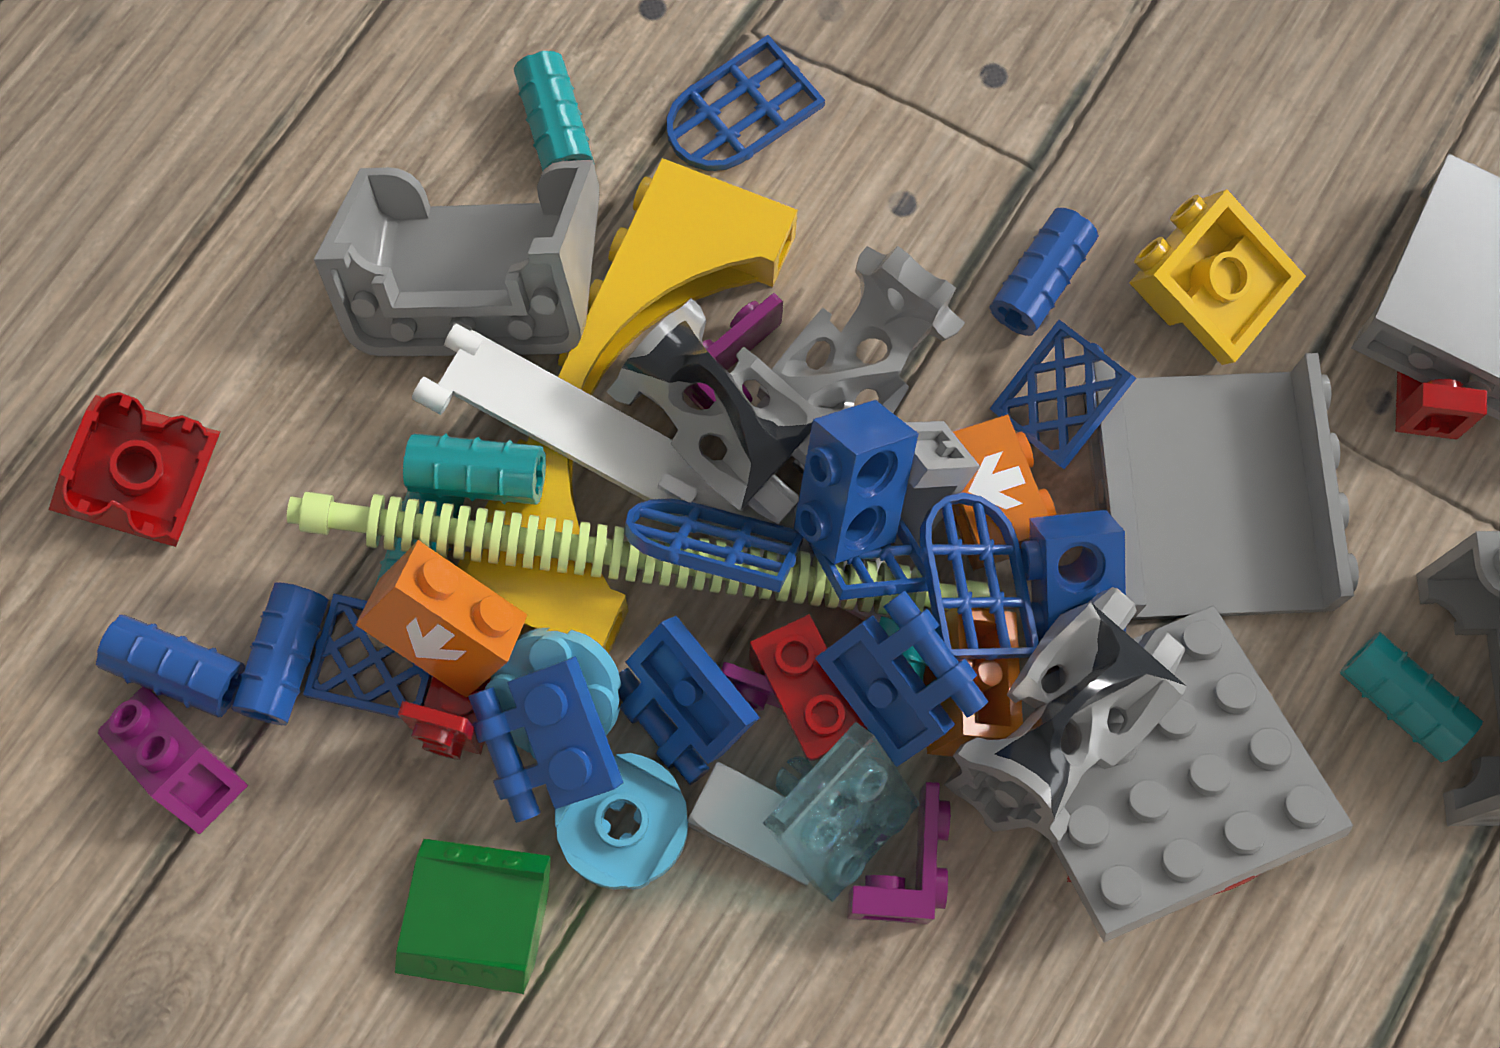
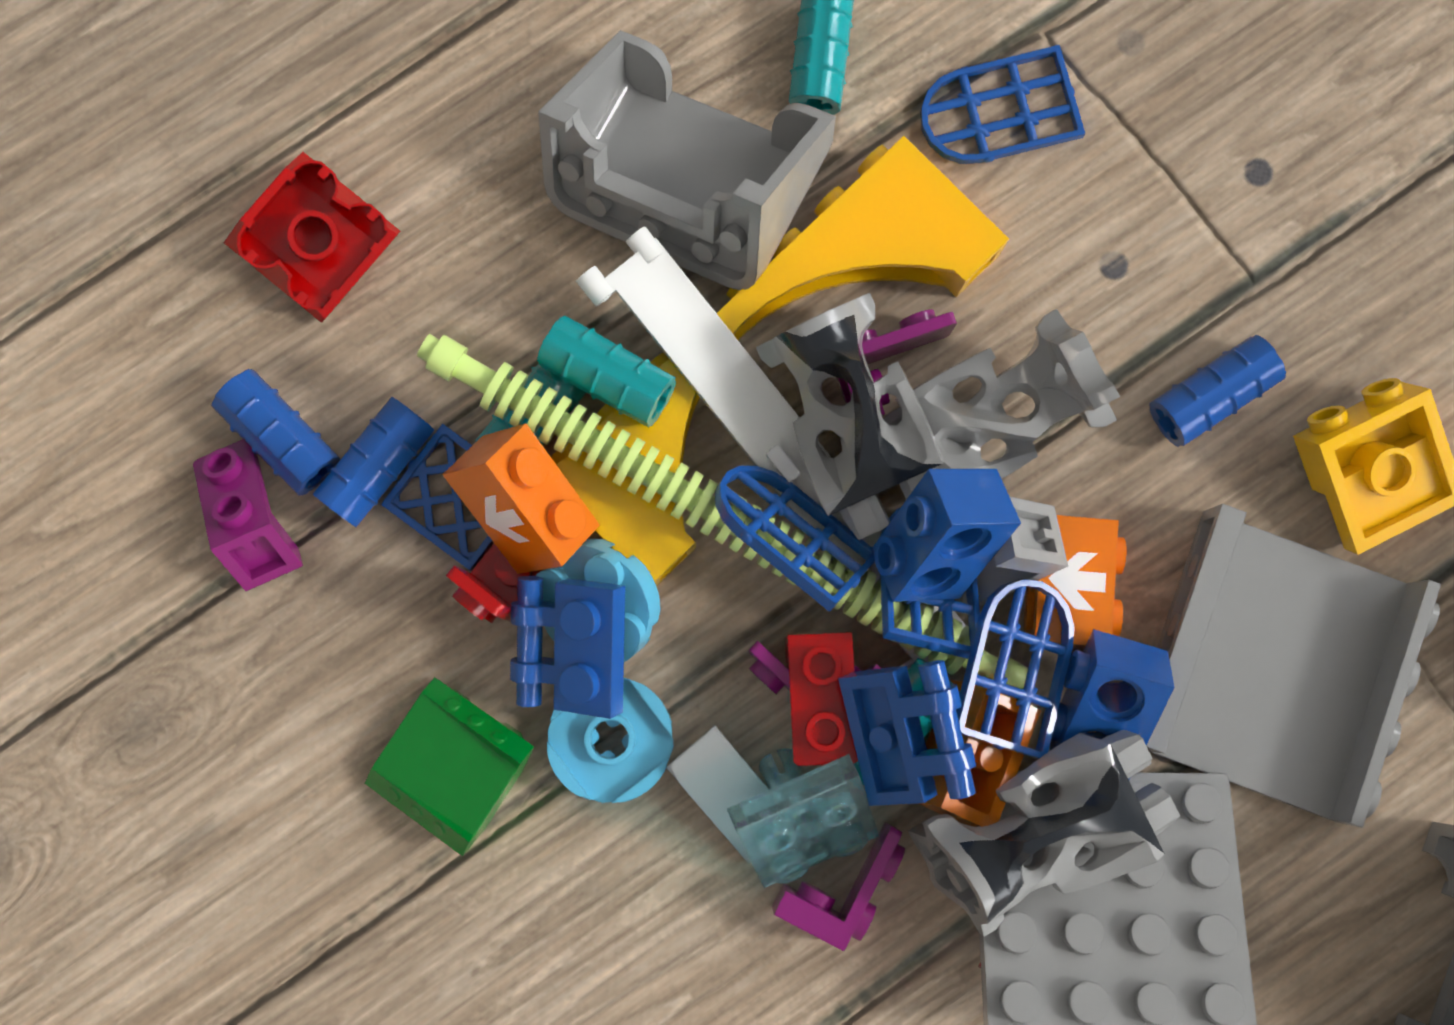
camera: 25 degrees right, 10 degrees up
(691, 692) = (707, 658): blue plate -> none
(1089, 421) = (1199, 556): blue window -> none
(1411, 697) = (1370, 937): teal axle -> none

